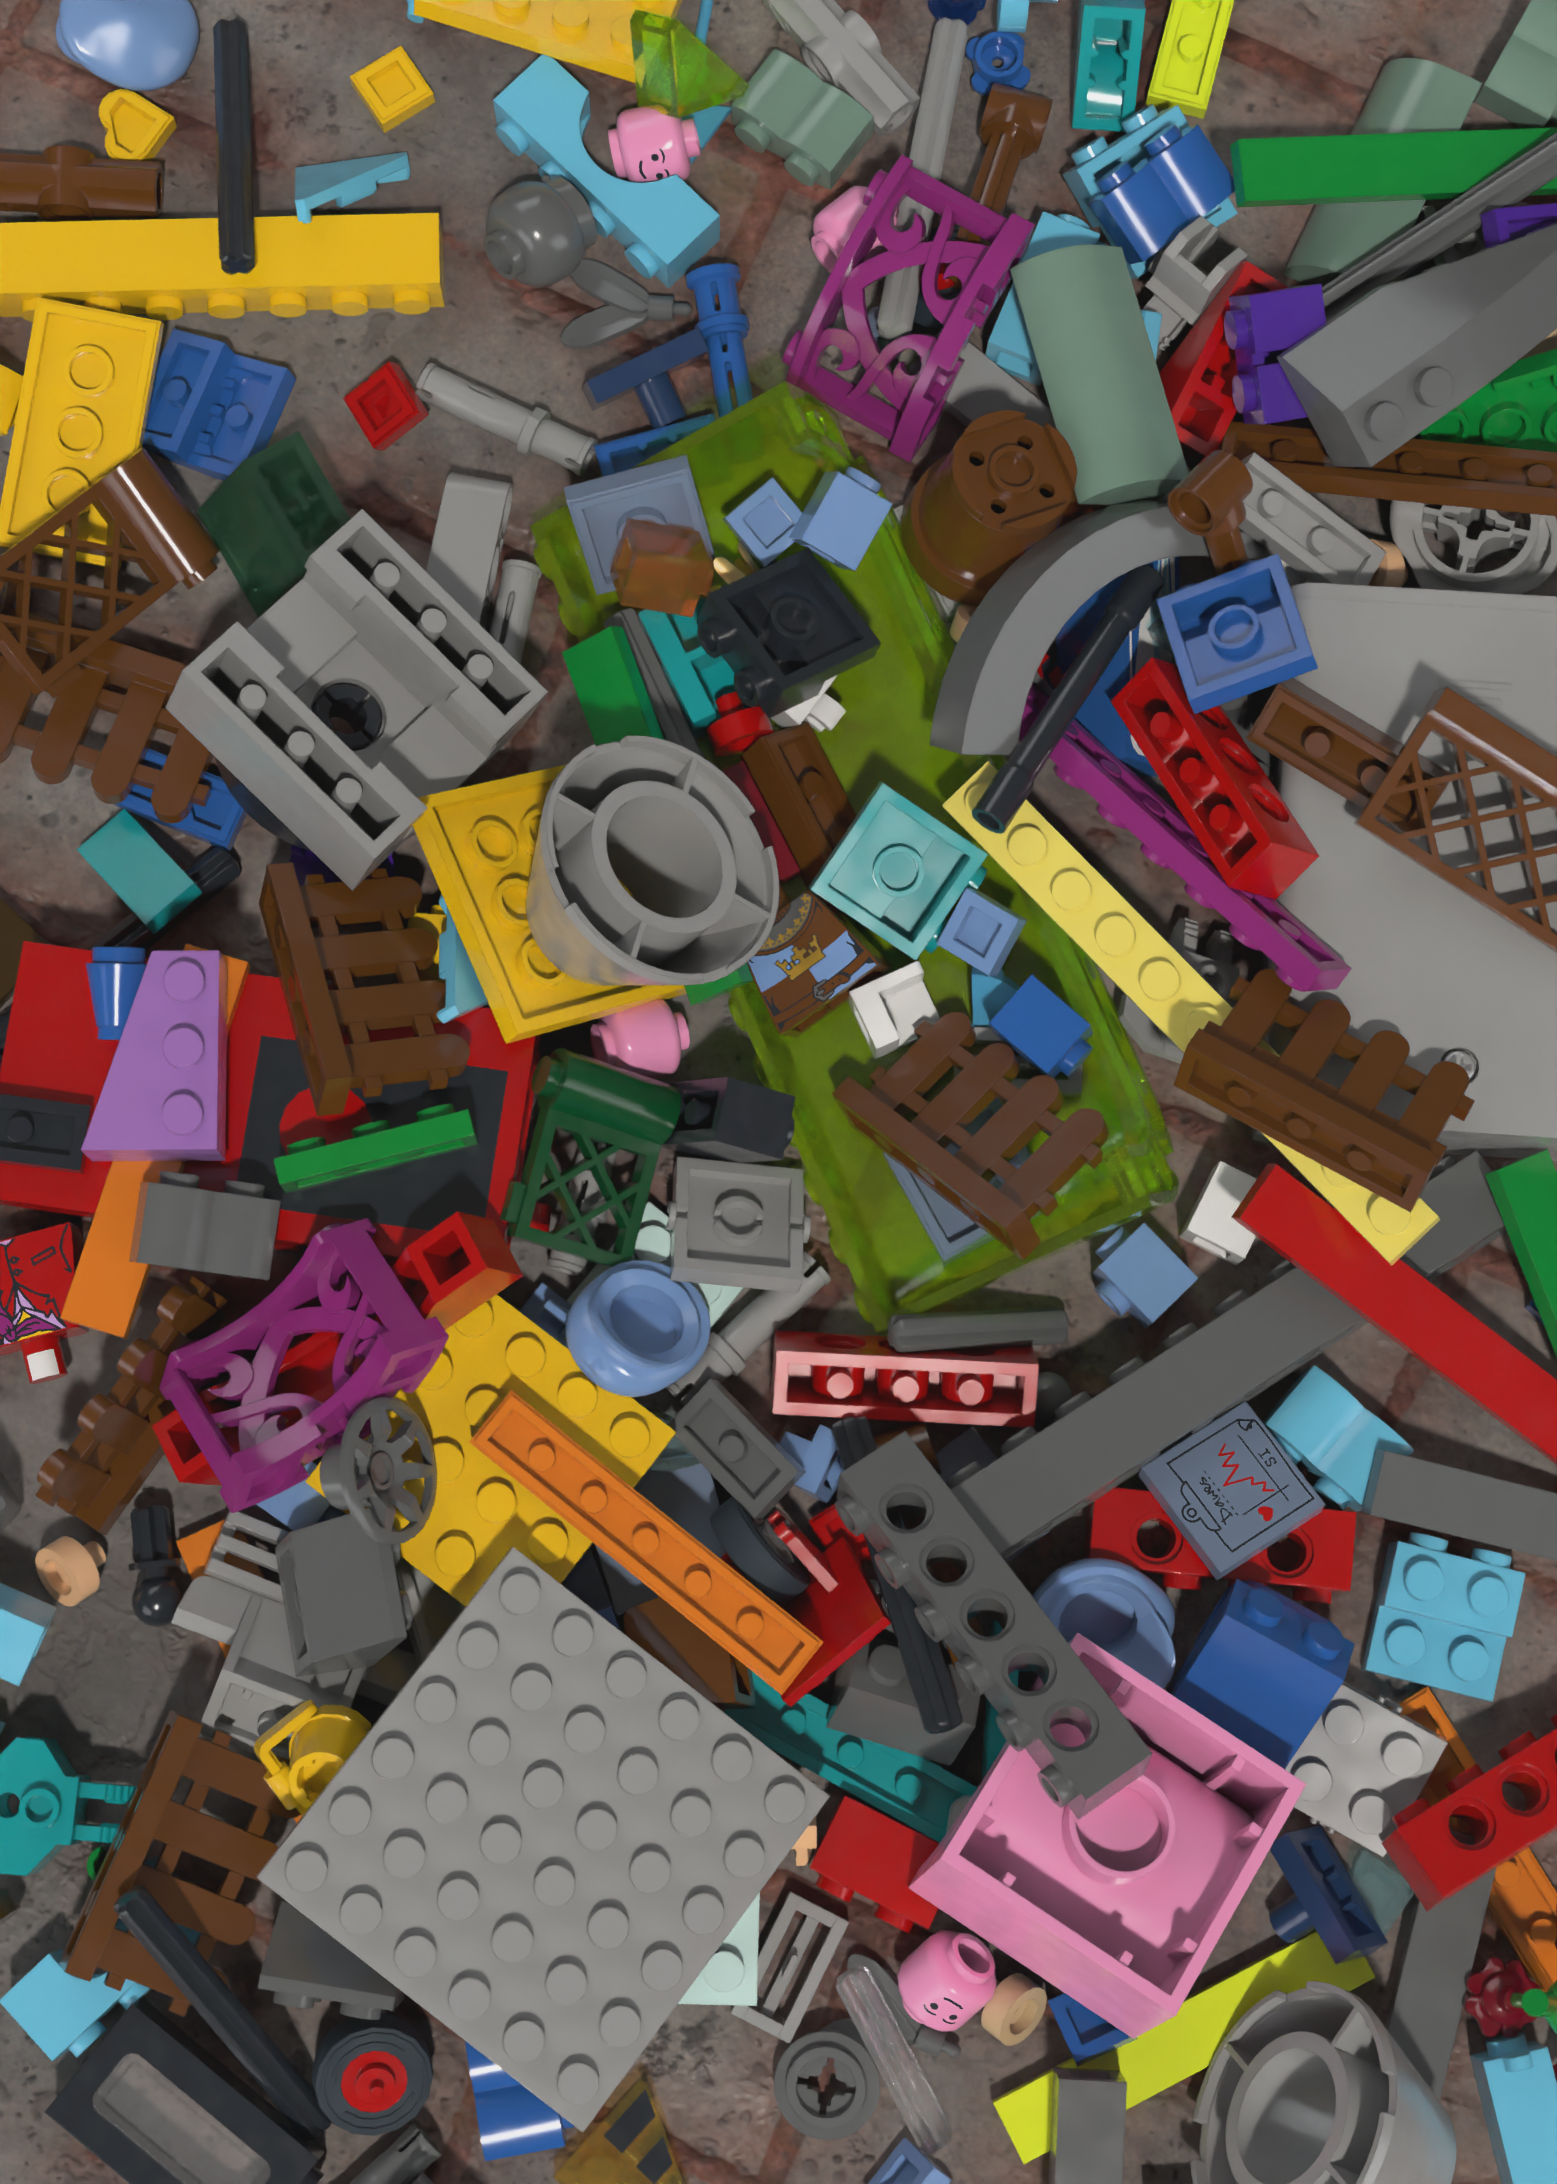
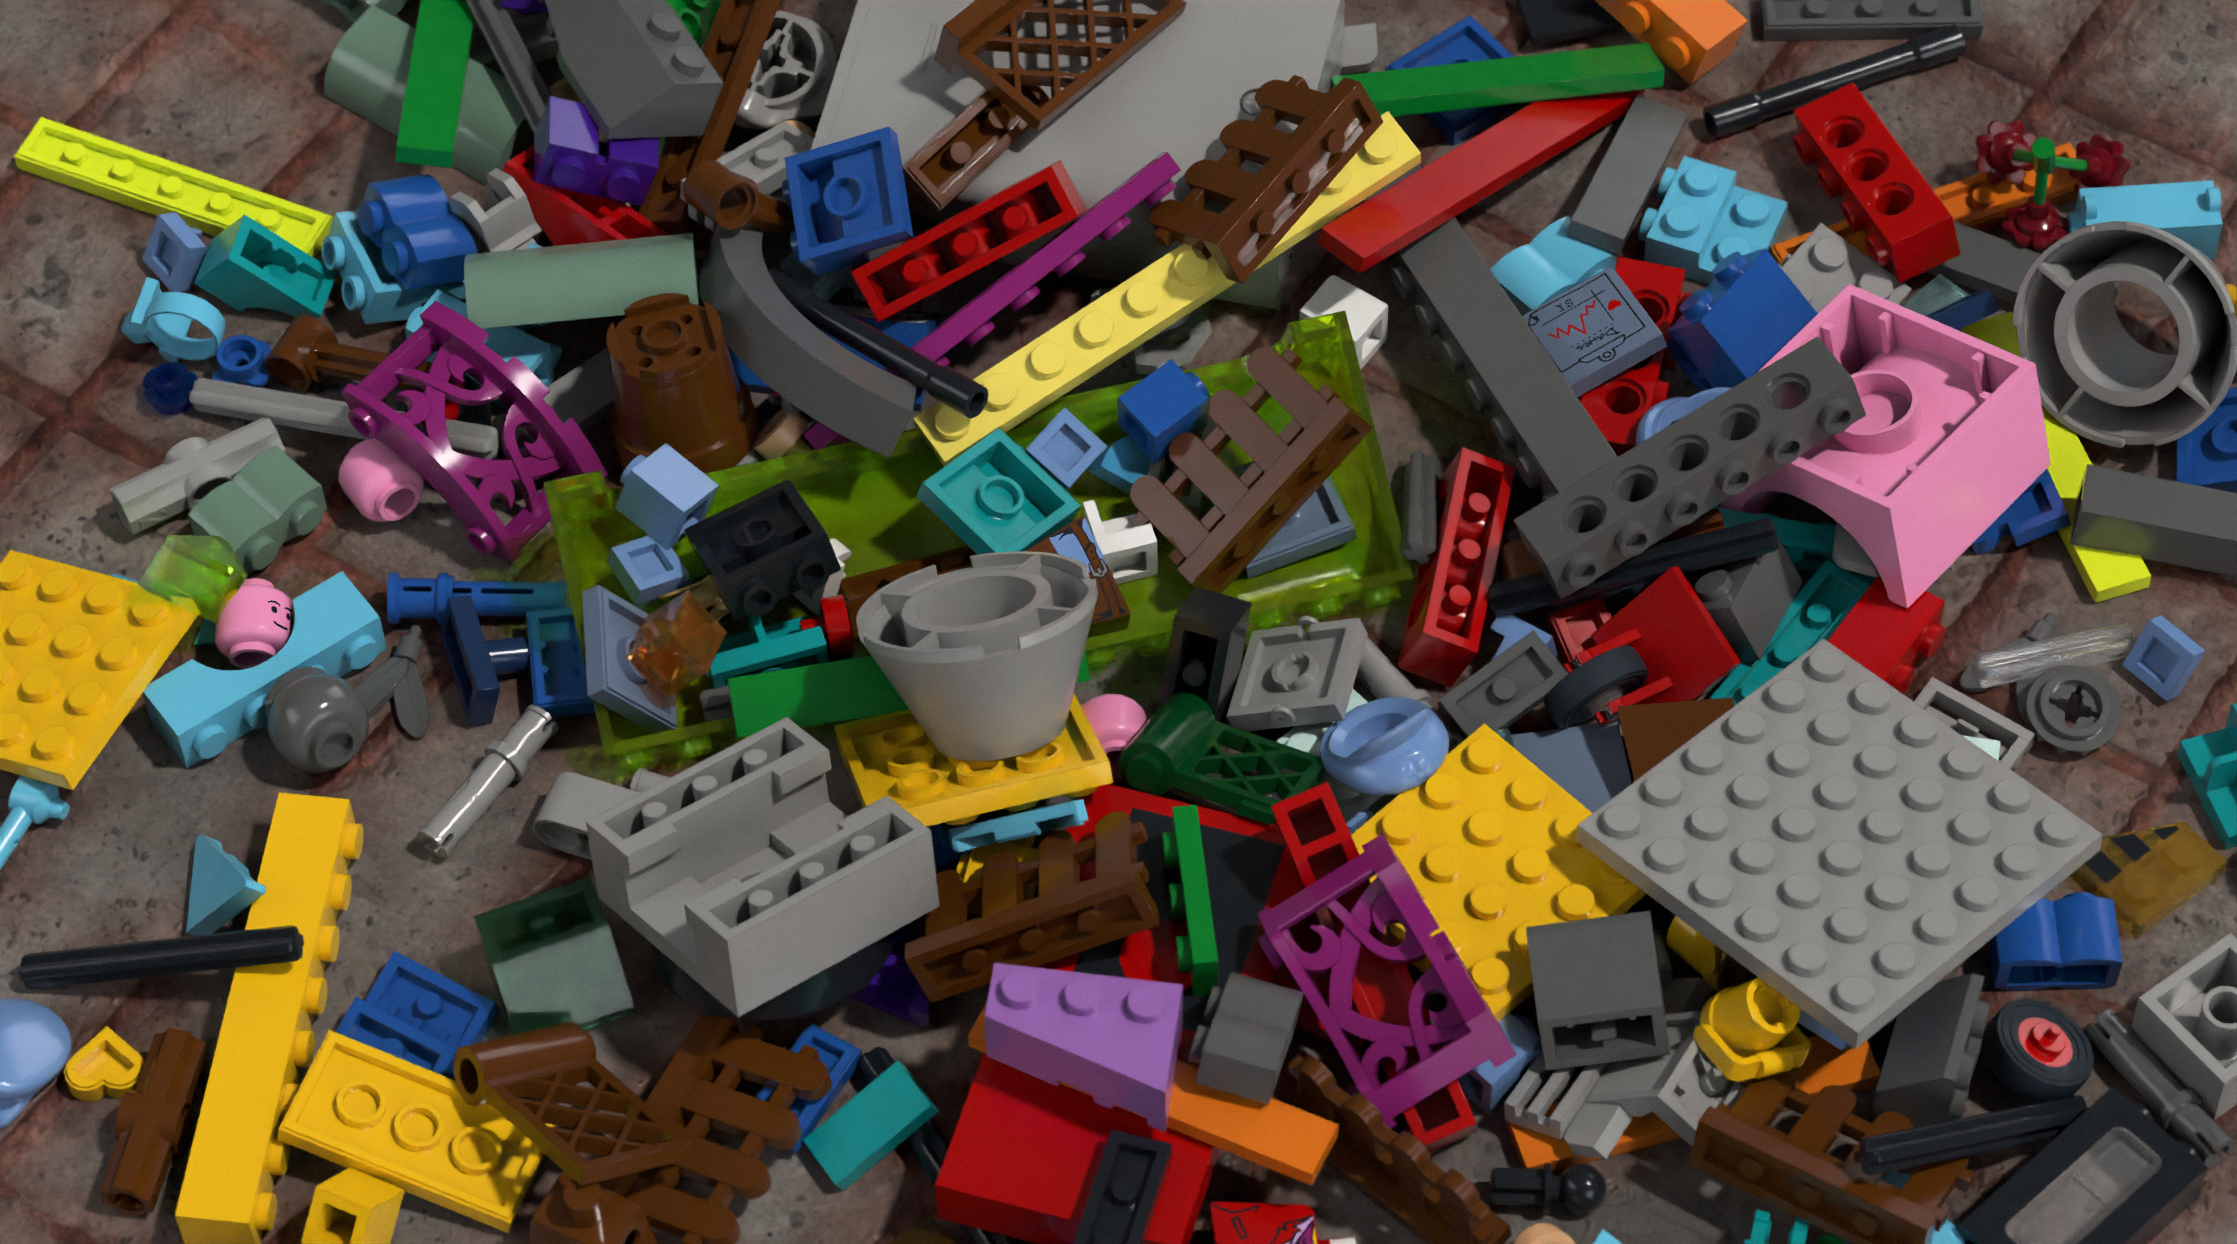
camera: 75 degrees left, 25 degrees down
(113, 986) = (1003, 1094): blue cone -> none
(373, 1471) = (1495, 928): dark grey wheel -> none
(386, 406) = (450, 877): red tile -> none
(392, 89) = (128, 844): yellow tile -> none
(646, 1542) = (1580, 746): orange tile -> none
(947, 1980) = (1989, 602): bright pink head -> none
(1014, 2009) = (2015, 566): tan tile -> none
(1140, 1274) = (1397, 389): medium blue brick -> none

